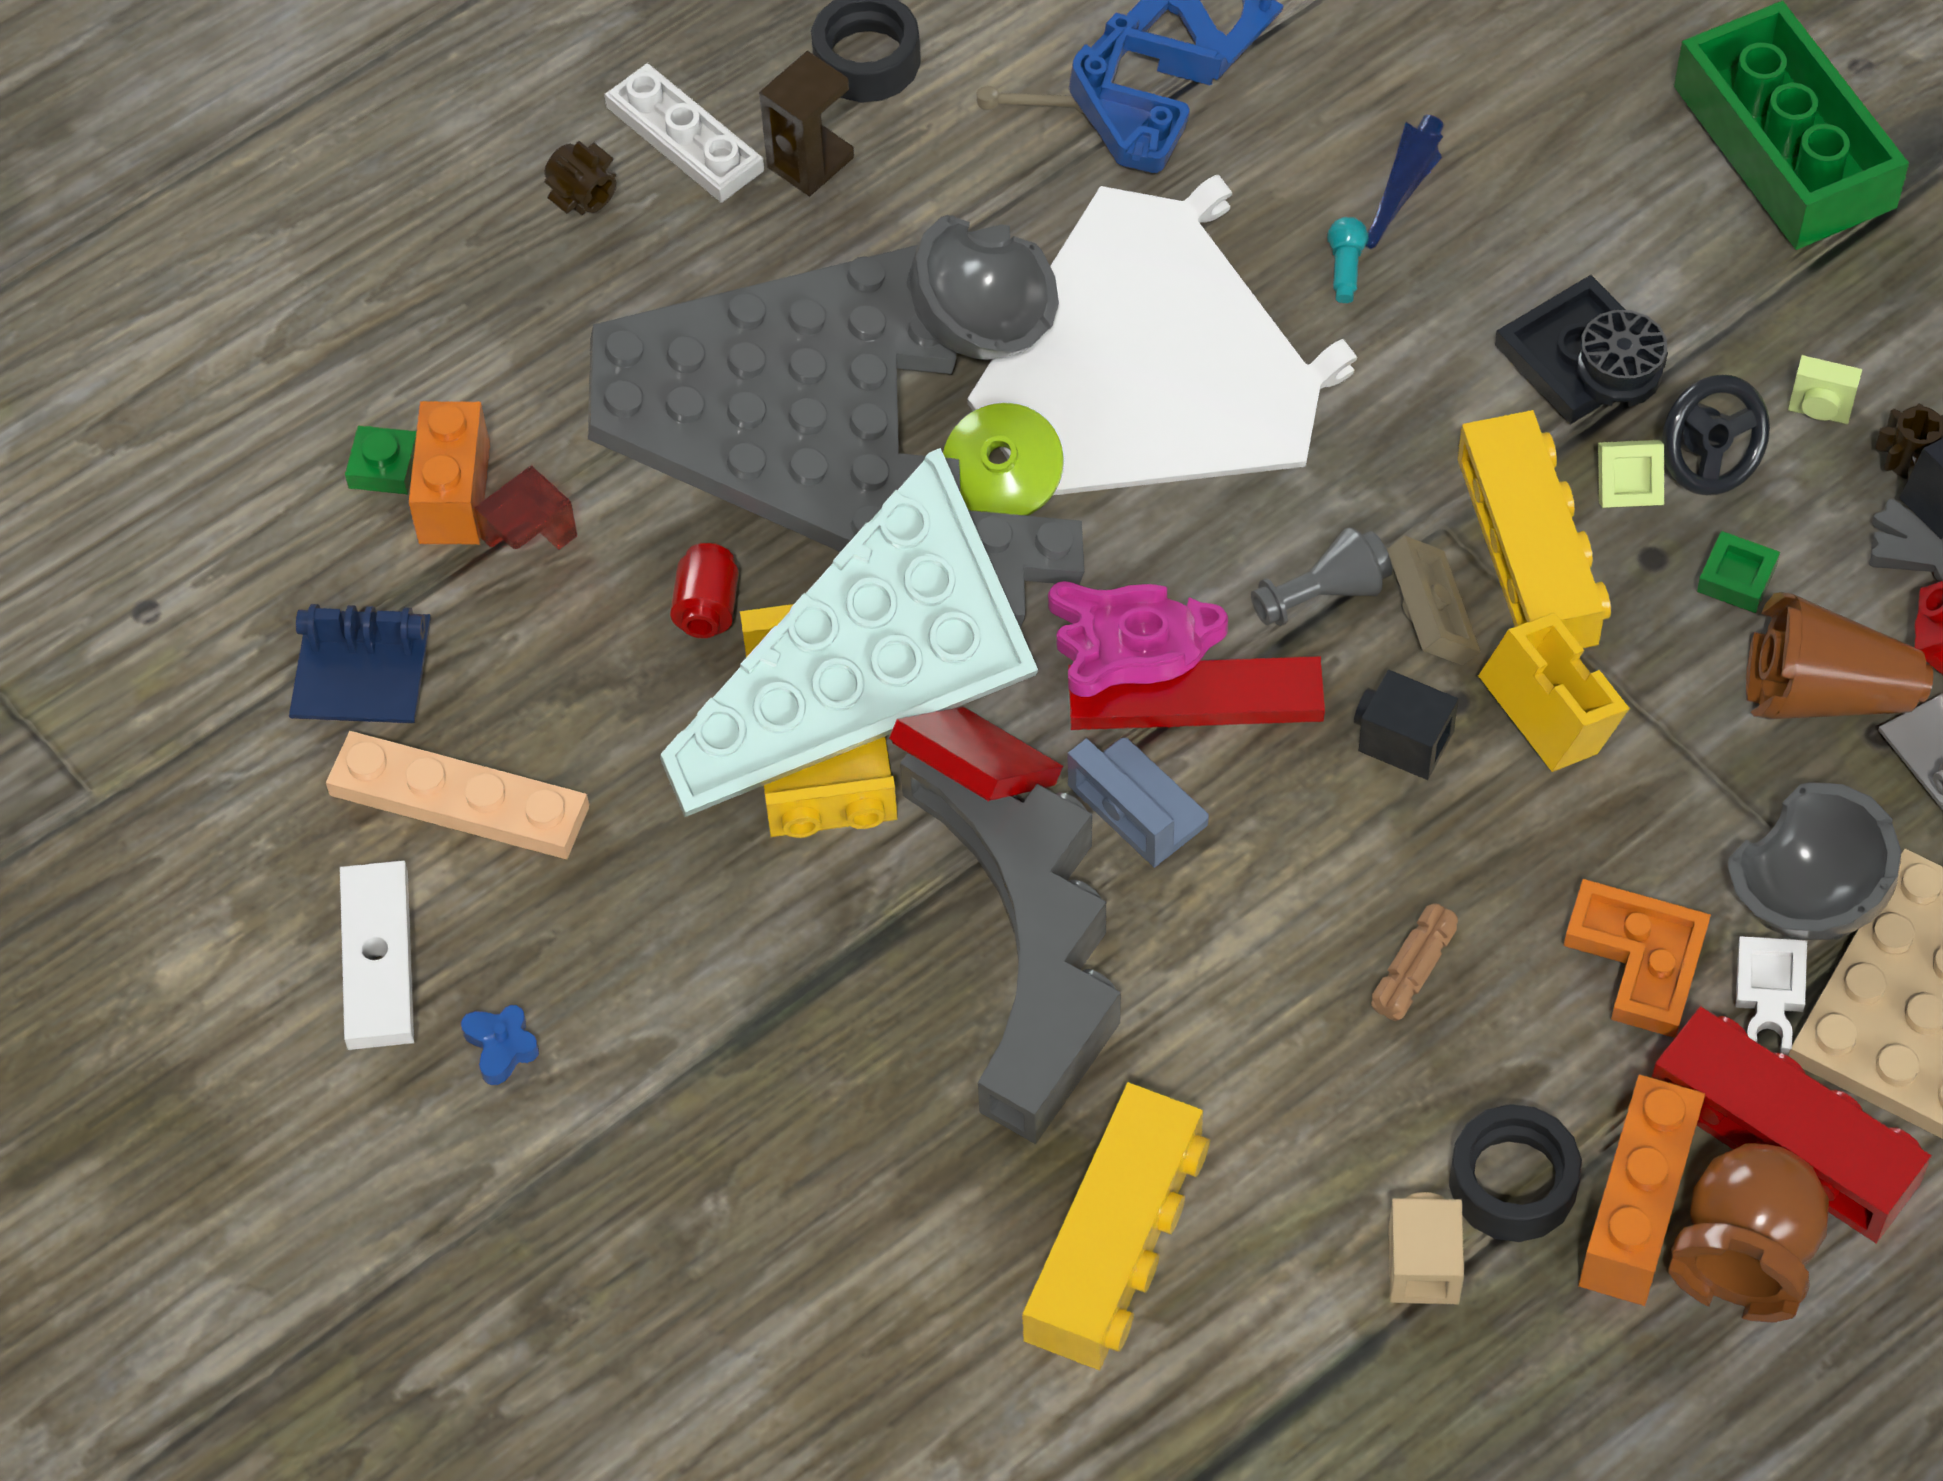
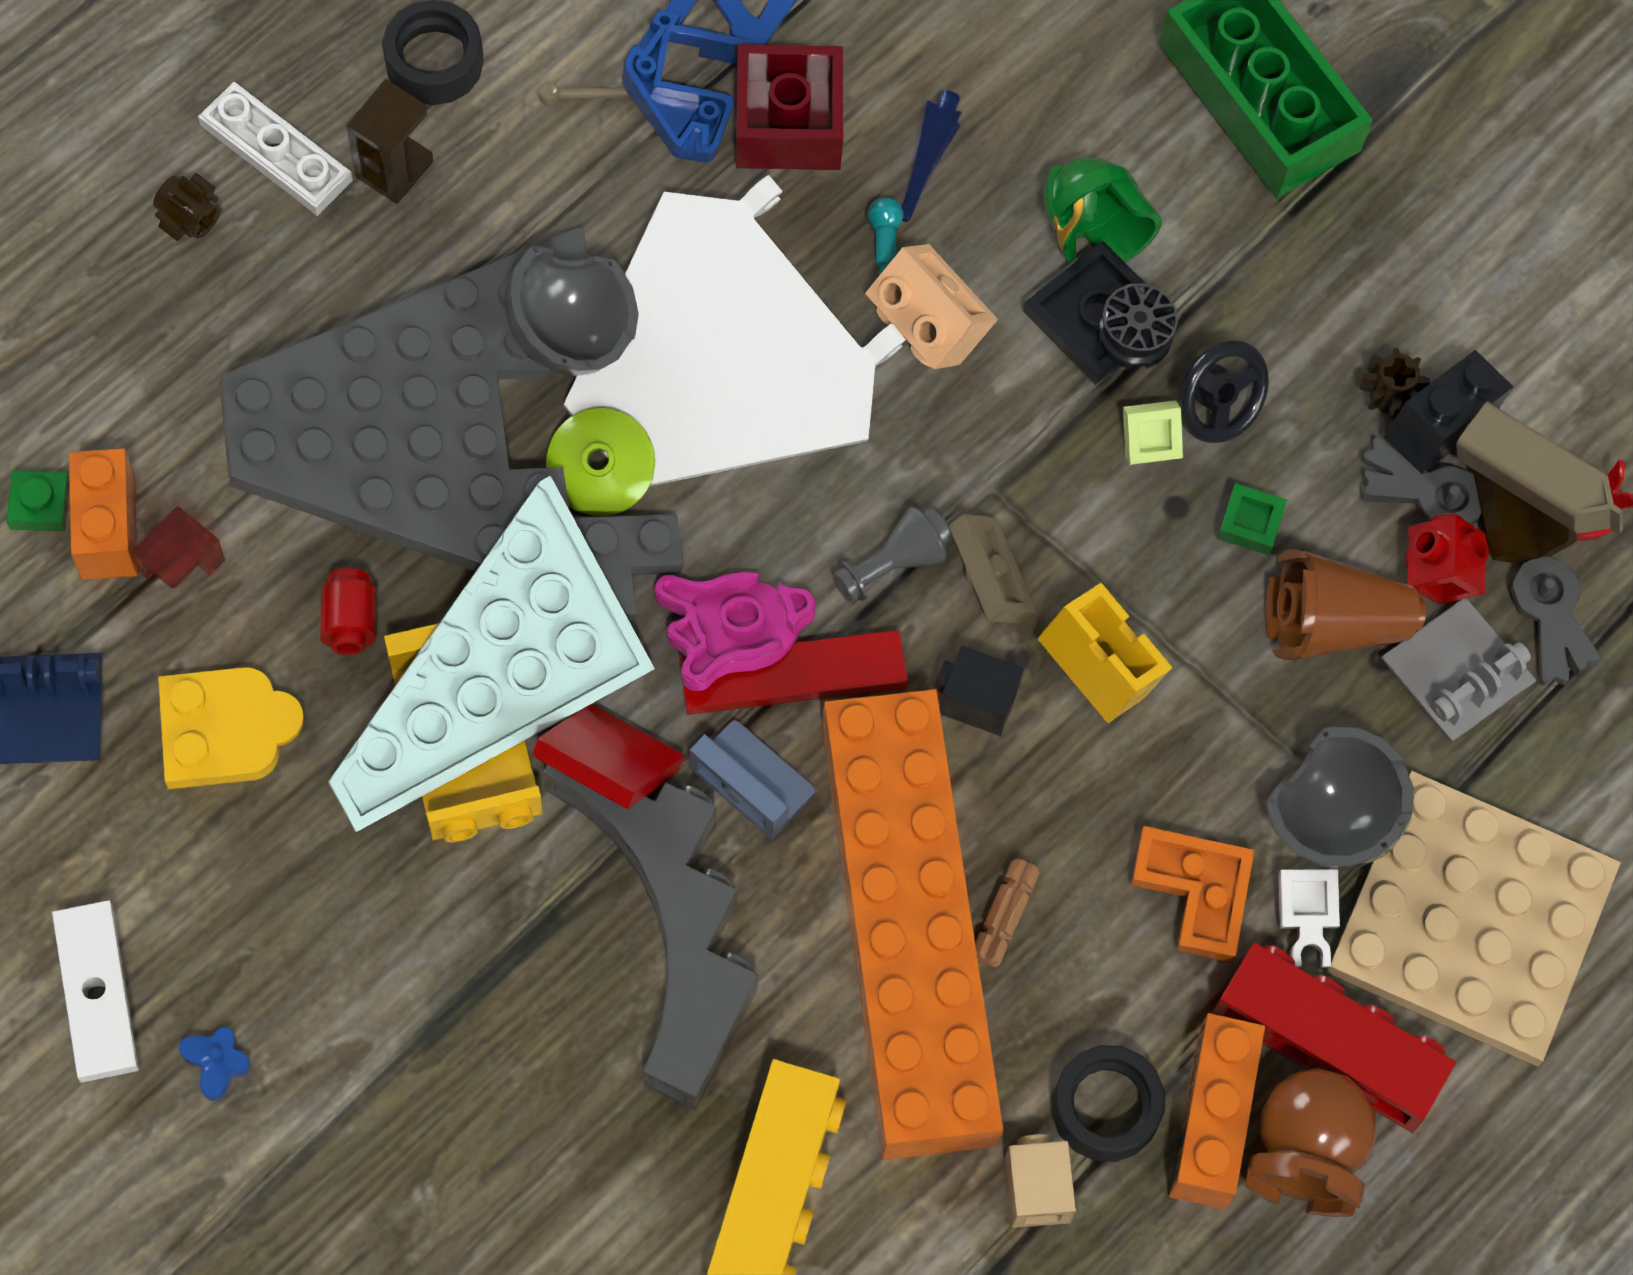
camera: 15 degrees left, 10 degrees up
(458, 794) = (148, 826): light nougat plate -> none
(554, 700) = (223, 726): none -> yellow plate
(1250, 118) = (789, 107): none -> dark red brick
(1303, 965) = (911, 926): none -> orange brick
(1388, 327) = (930, 307): none -> light nougat brick
(1531, 525) = (1070, 493): yellow brick -> none
(1590, 232) = (1101, 204): none -> green helmet
(1824, 389) = (1313, 338): yellowish green plate -> none

